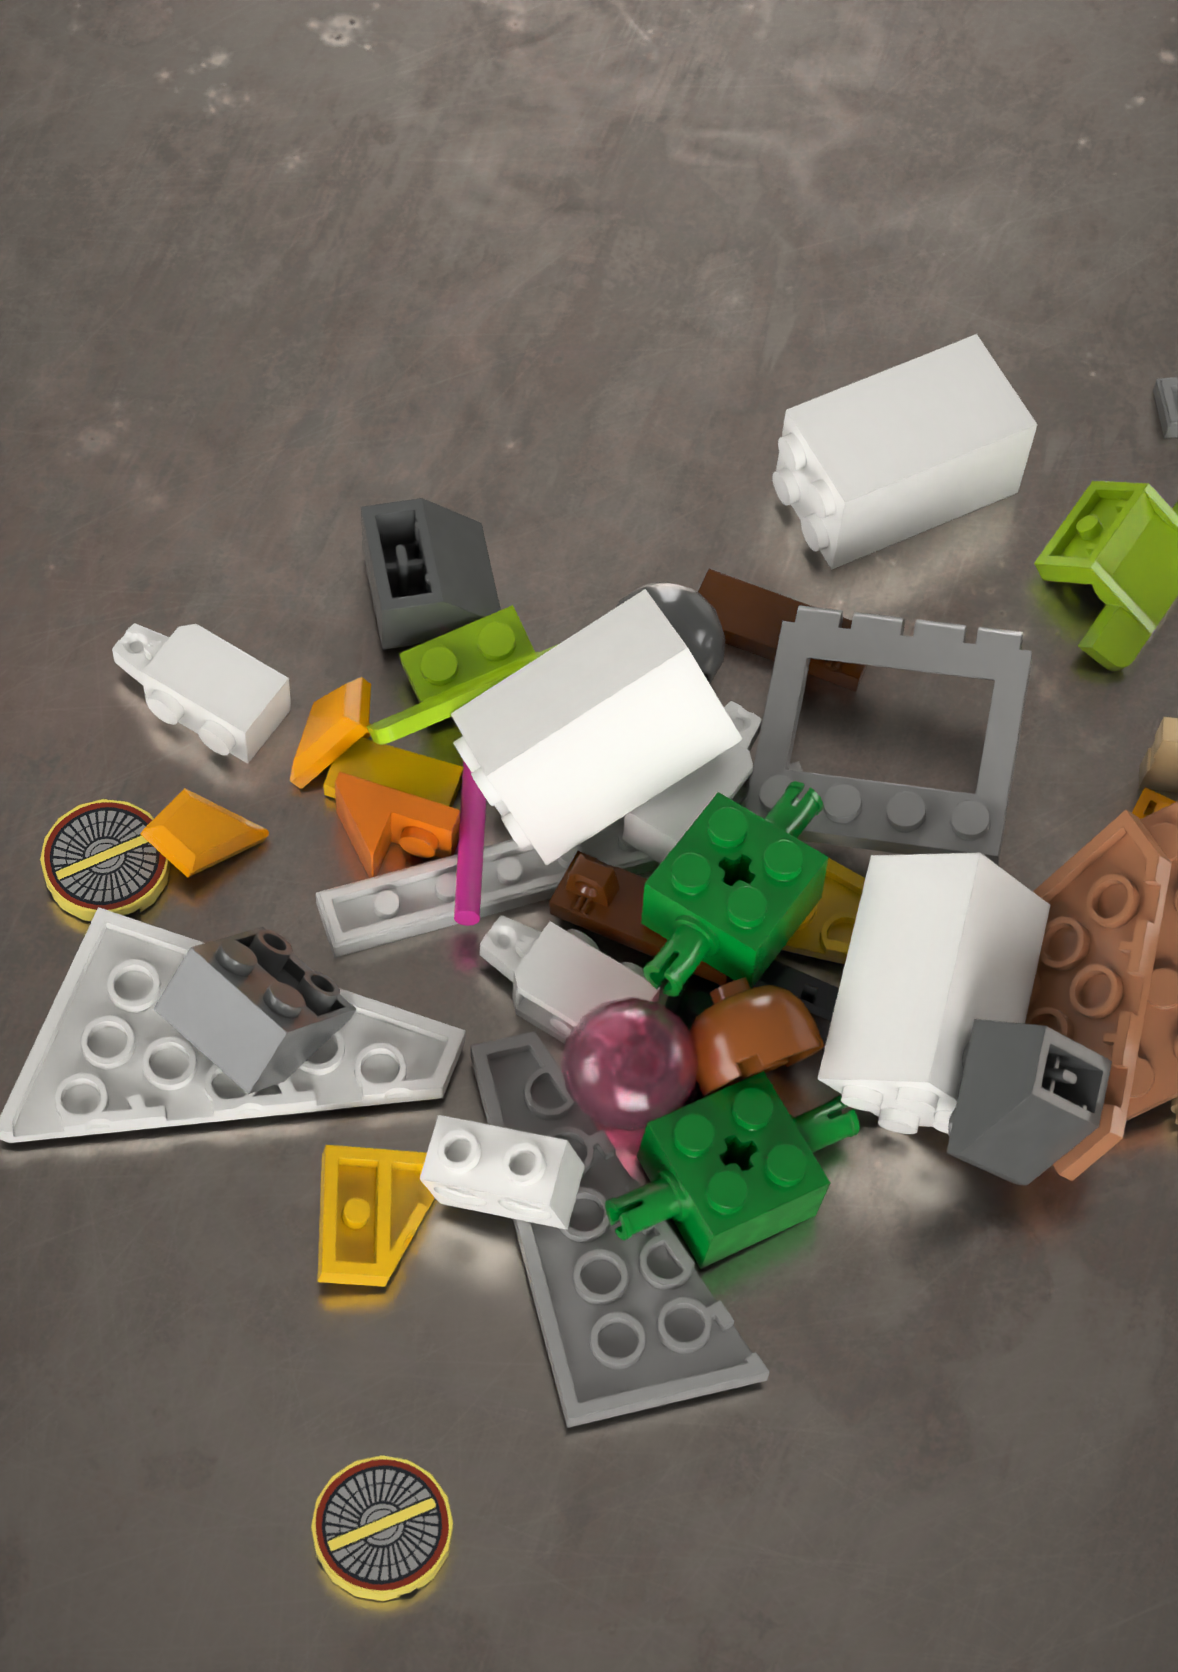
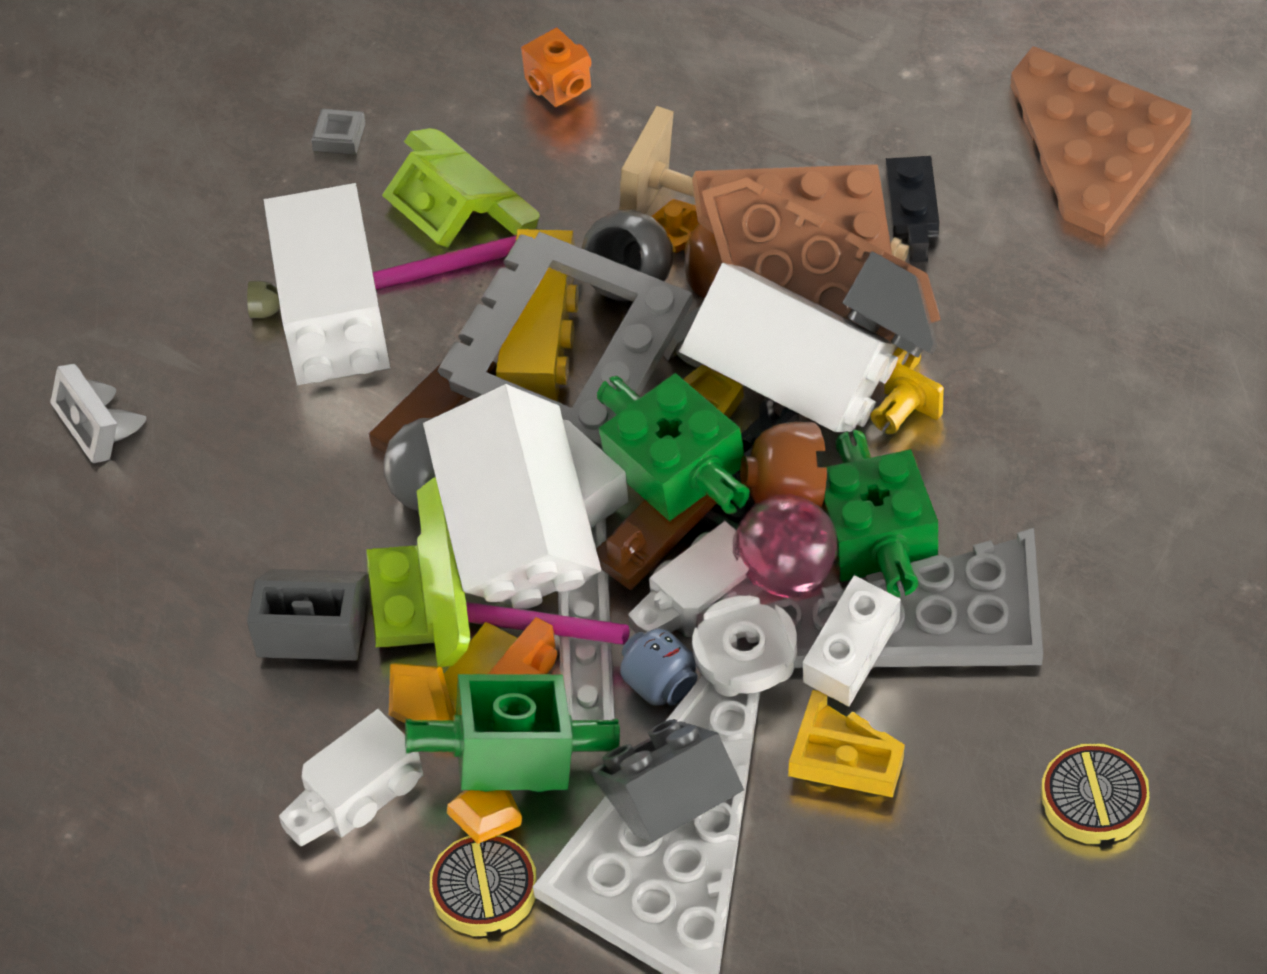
camera: 65 degrees left, 10 degrees down
(284, 826) = (512, 733): none -> green brick
(434, 968) = (658, 667): none -> sand blue head
(473, 1089) = (749, 670): none -> white plate
(641, 296) = (84, 412): none -> light grey tile
(901, 713) = (536, 344): none -> yellow brick
(933, 1166) = (907, 392): none -> yellow bracket
(1018, 589) = (443, 263): none -> dark pink bar
(1065, 775) = (627, 236): none -> dark grey helmet

